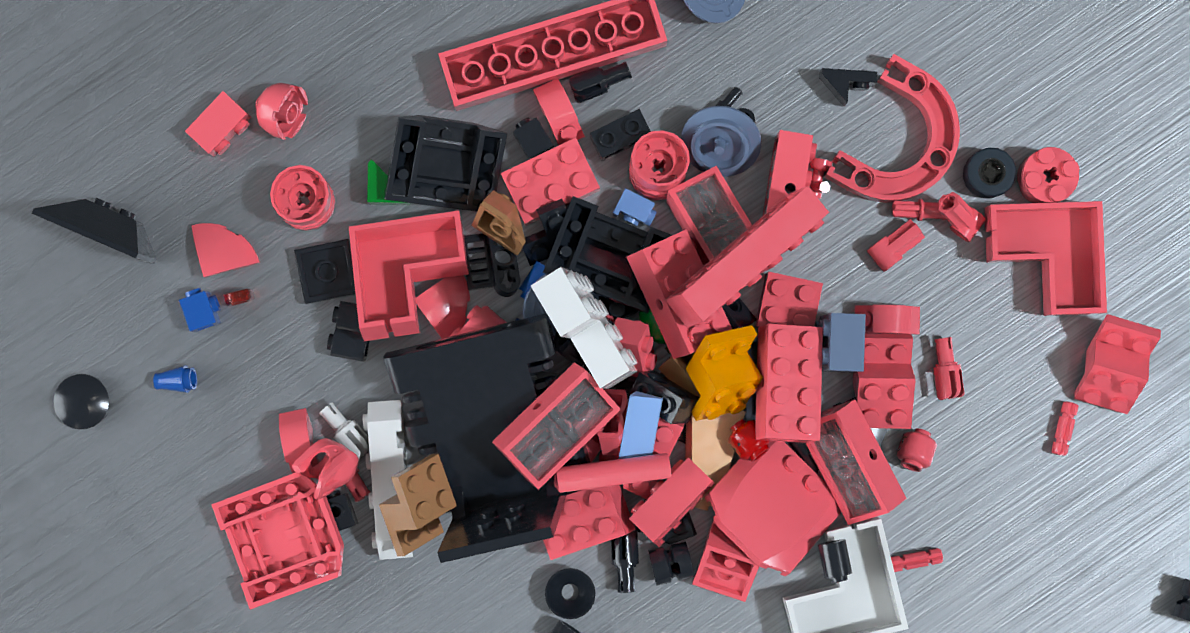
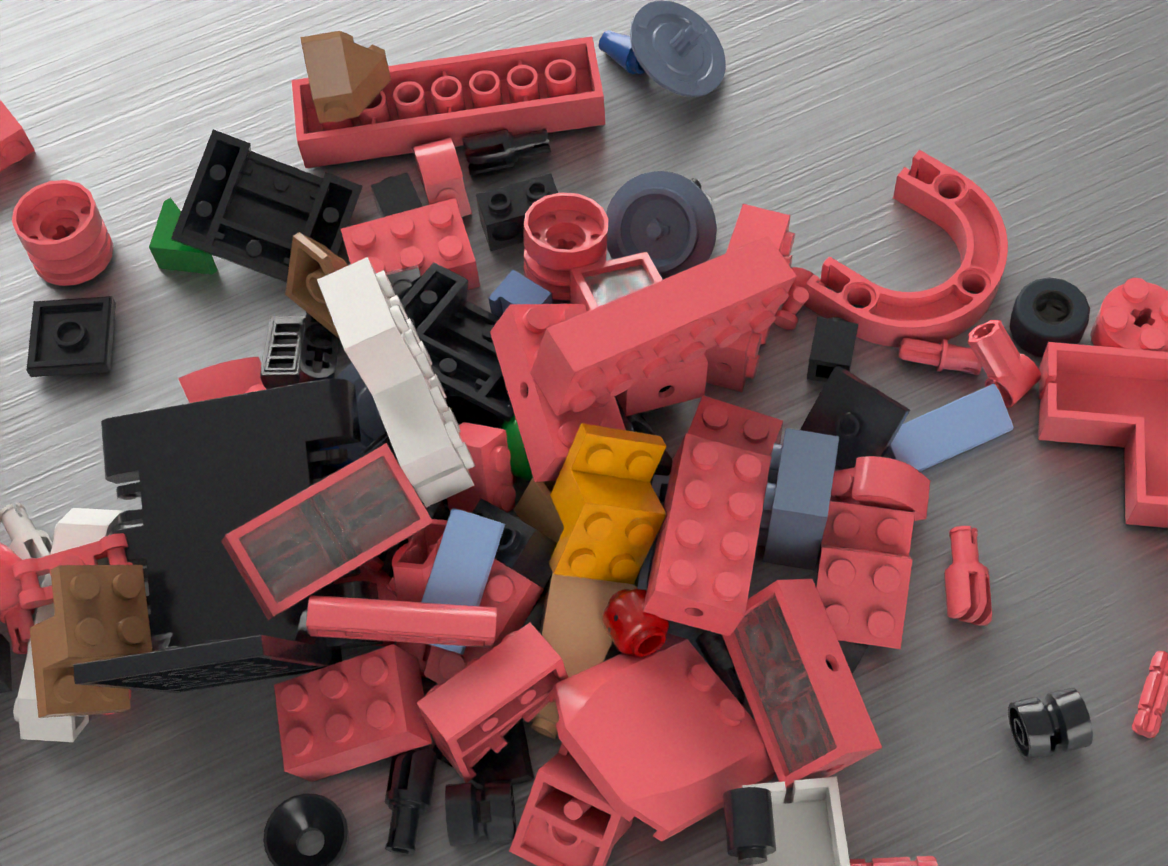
camera: 15 degrees right, 25 degrees down
(280, 109) = (72, 133): coral cylinder -> none
(347, 338) = (75, 419): black brick -> none
(390, 457) = (30, 569): none -> coral plate
(393, 257) = (161, 316): coral piece -> none
(481, 60) = (343, 74): none -> medium nougat slope
(839, 80) = (842, 179): black slope -> none
(848, 216) = (831, 347): none -> black brick
(866, 274) = (858, 415): none -> black plate
(891, 248) = (913, 387): coral piece -> none
(916, 450) = (907, 690): coral head -> none
(928, 266) = (951, 429): none -> light blue slope
(1003, 460) = (1056, 722): none -> black wheel

